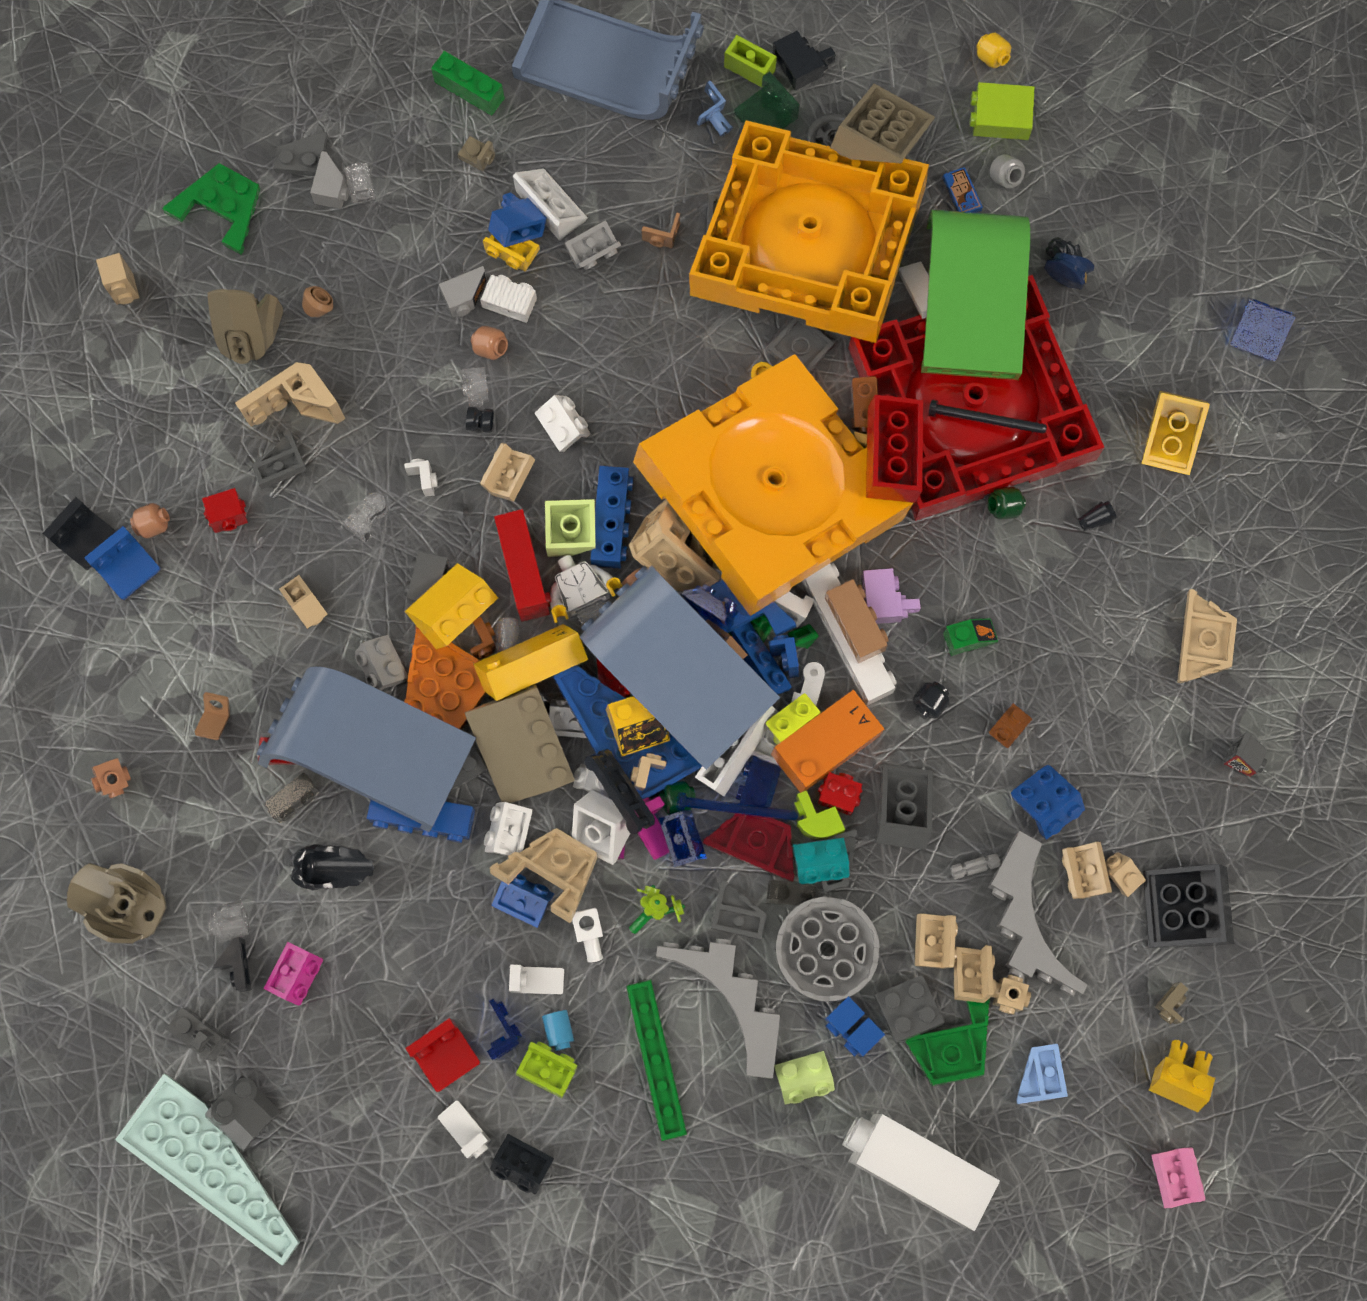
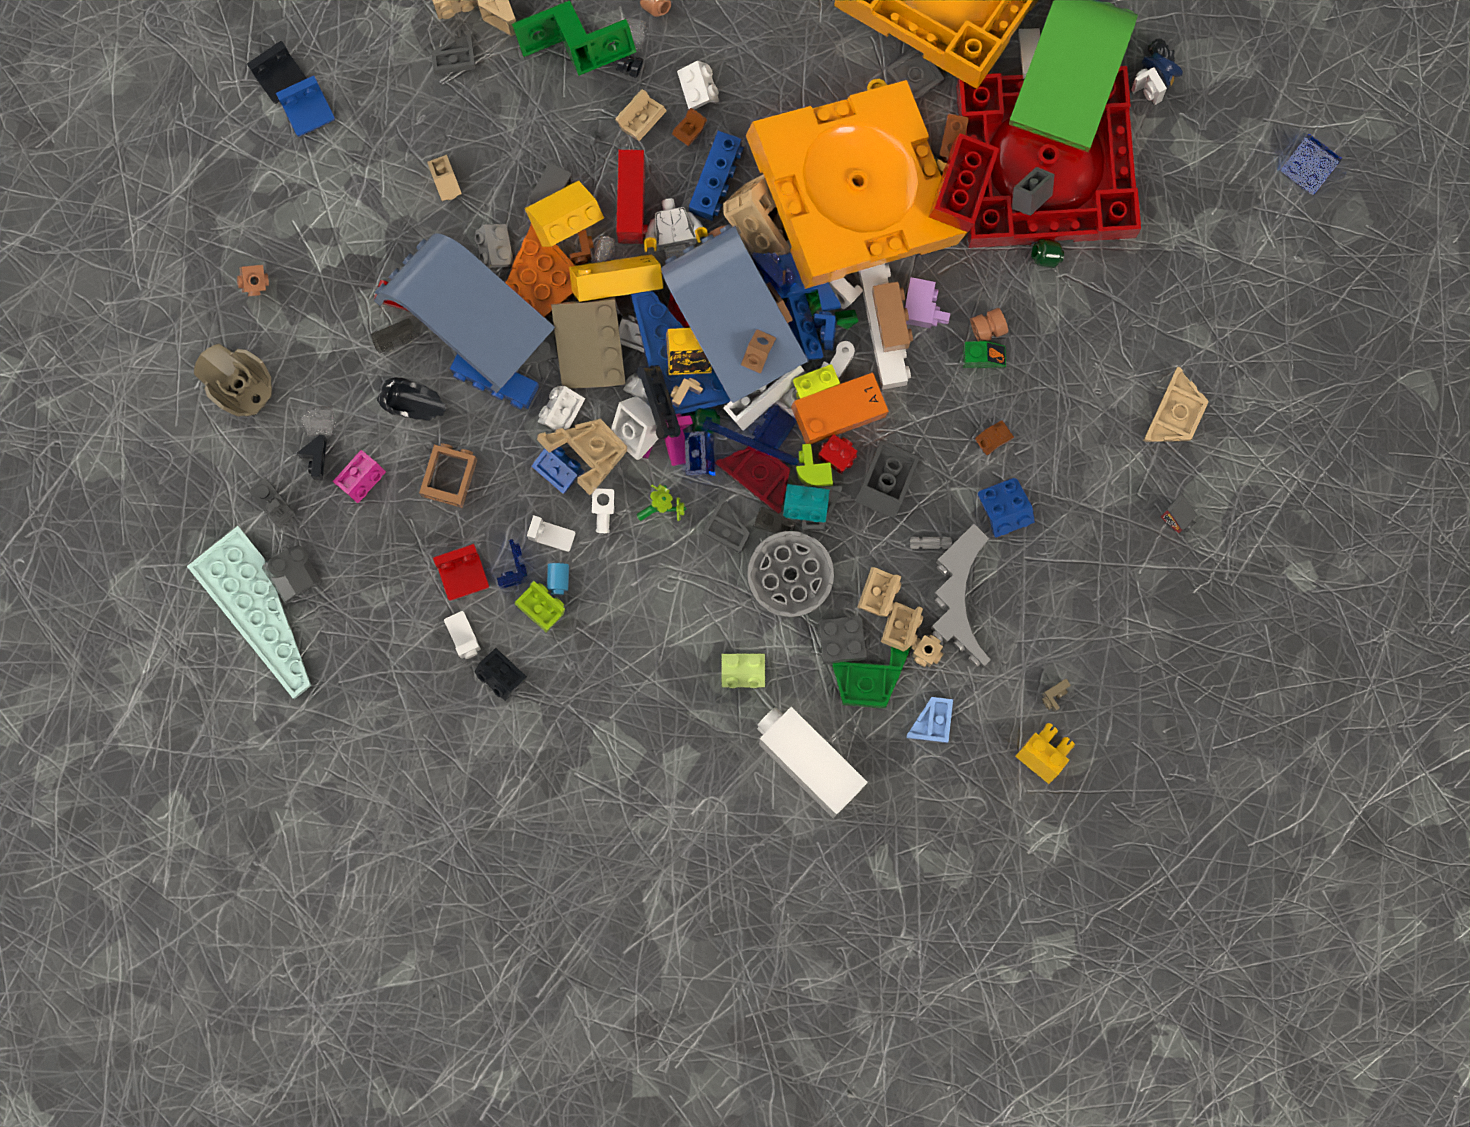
camera: 15 degrees right, 5 degrees up
(149, 520) = (336, 76): nougat head -> none
(214, 718) = (347, 254): medium nougat bracket -> none
(225, 510) = (399, 84): red head -> none
(365, 515) = (514, 119): clear leg -> none
(381, 970) = (442, 496): none -> medium nougat window
(425, 416) = (584, 49): none -> green bracket
(428, 479) = (573, 101): white bracket -> none
(566, 470) = (690, 127): none -> dark orange bracket
(569, 527) = (678, 175): yellowish green slope -> none
(656, 1060) = (629, 624): green tile -> none
(719, 704) = (757, 353): none -> medium nougat bracket
(758, 1028) = (711, 589): light grey arch -> none
(863, 1037) = (787, 633): blue piece -> none
(931, 700) = (935, 399): black head -> none
(964, 602) = (986, 326): none -> nougat wheel
(973, 438) = (1033, 191): none -> dark grey brick
(982, 417) = (1012, 158): black bar -> none
(1064, 288) = (1151, 82): none -> white bracket
(1086, 871) = (1019, 570): tan bracket -> none
(1098, 516) = (1120, 285): black cone -> none
(1124, 873) = (1049, 581): tan bracket -> none
(1175, 432) = (1207, 232): yellow slope -> none
(1178, 1177) = (1016, 828): bright pink bracket -> none
(1188, 906) = (1093, 622): black slope -> none

